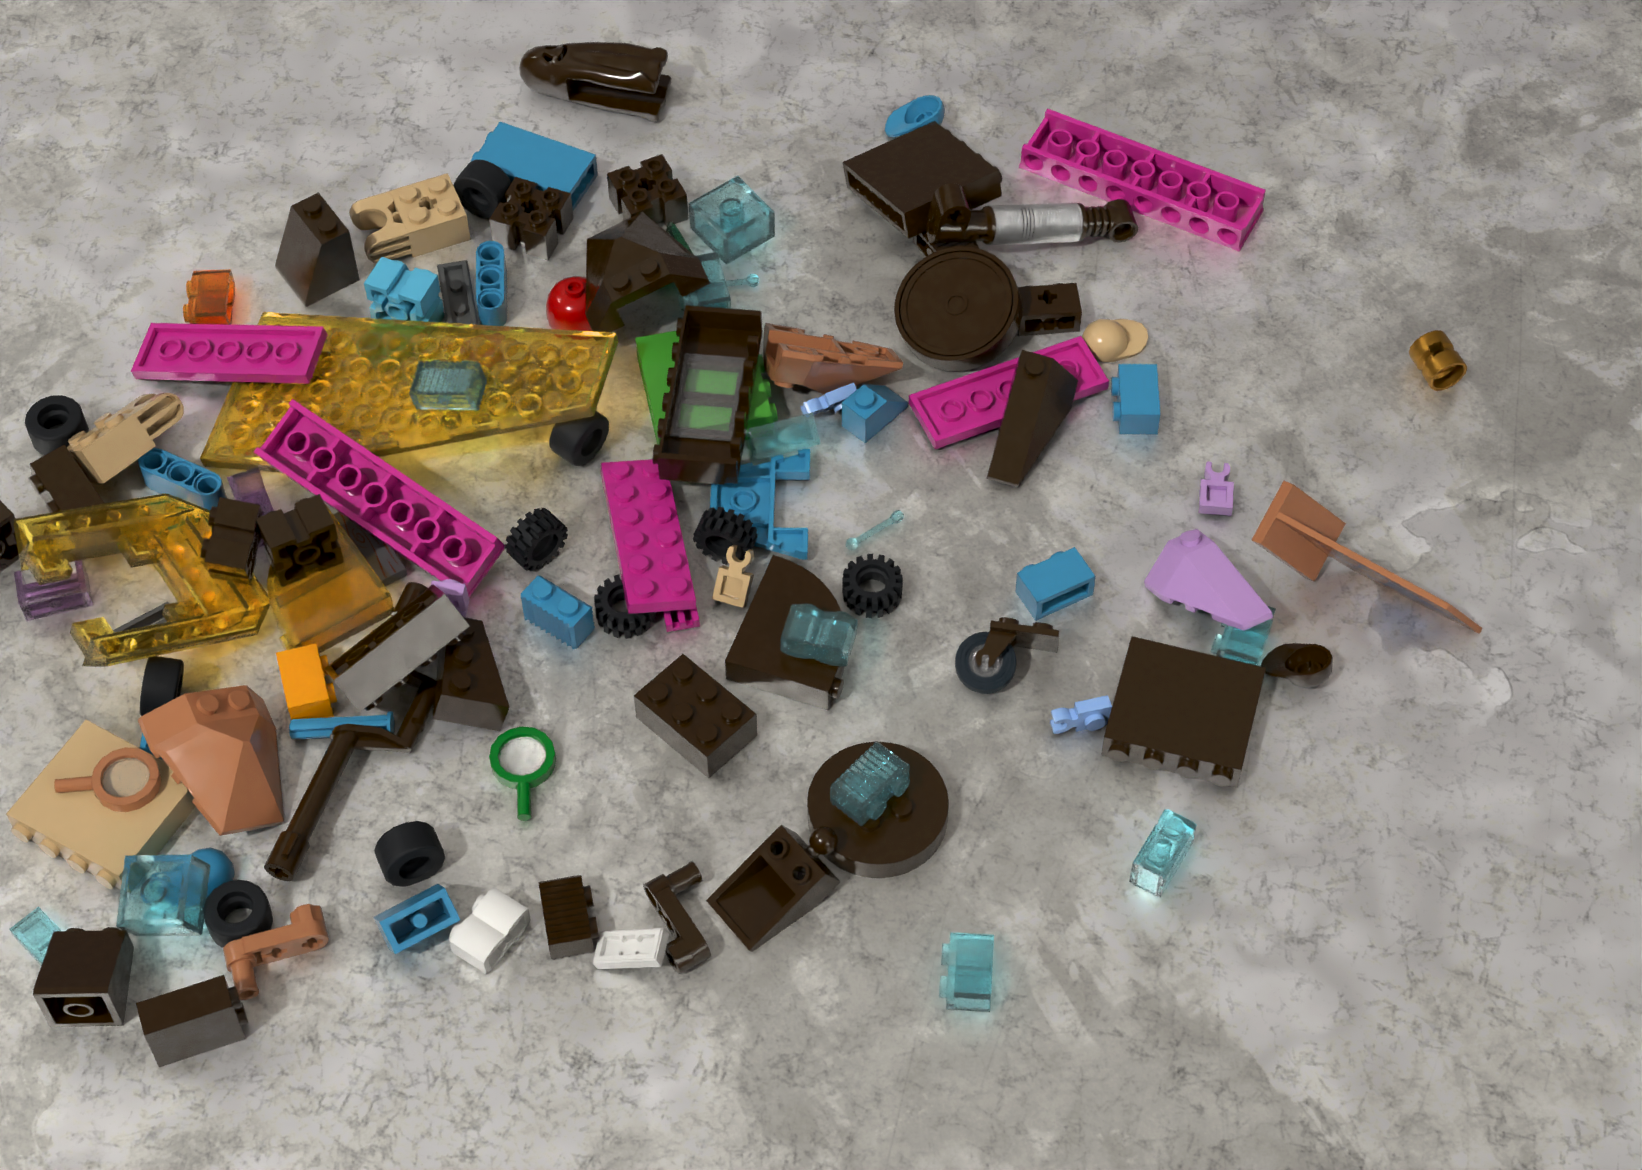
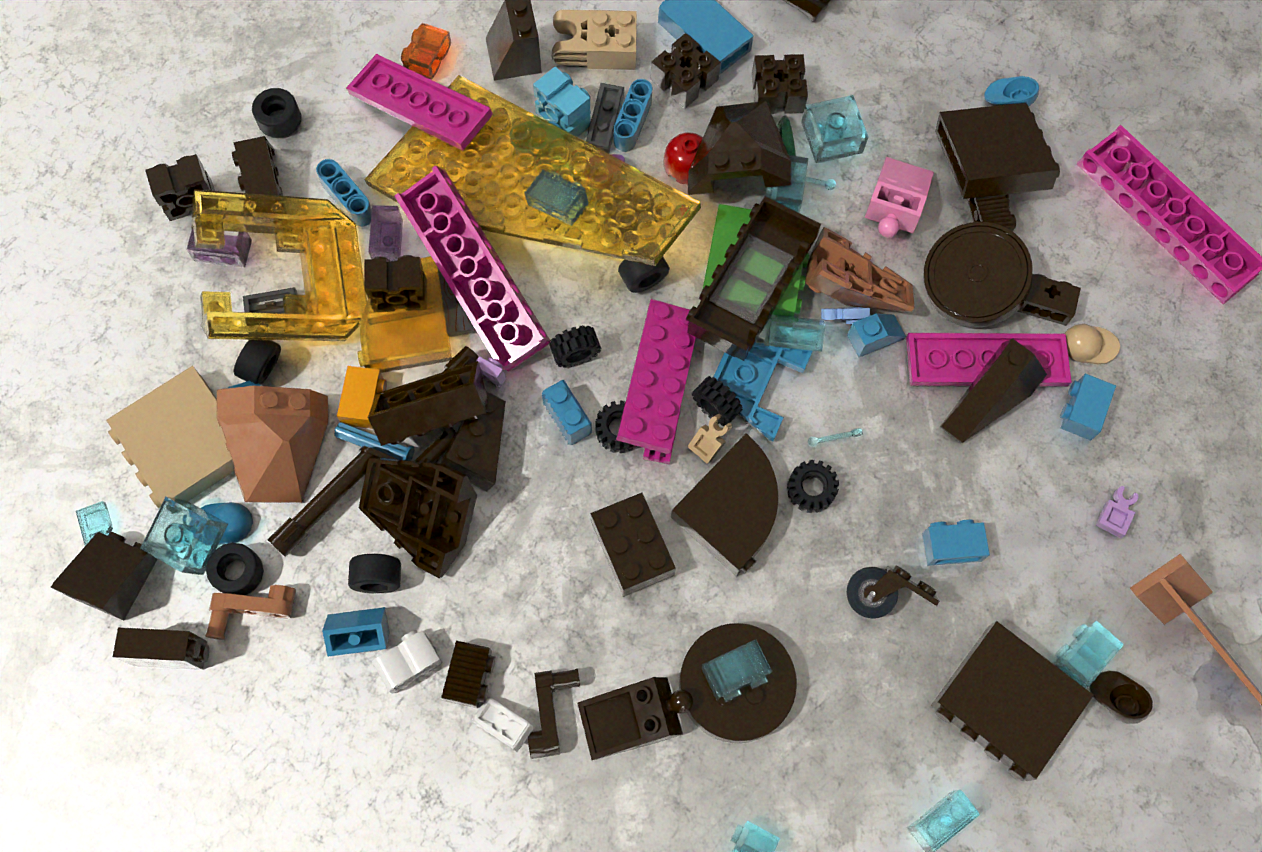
camera: 20 degrees right, 15 degrees up
(120, 780) = (192, 428): nougat piece -> none
(124, 435) = (314, 141): tan brick -> none
(233, 542) = (346, 266): dark brown brick -> none
(431, 763) = (421, 508): none -> dark brown wedge
(481, 187) = (657, 31): black tyre -> none
(522, 761) = (491, 527): green piece -> none
(819, 634) = (751, 521): clear light blue brick -> none
(836, 265) = (899, 197): none -> bright pink slope
(953, 221) = (1006, 199): piece -> none
(1085, 715) = (935, 672): light blue plate -> none
(1204, 579) = (1075, 595): lavender wedge -> none

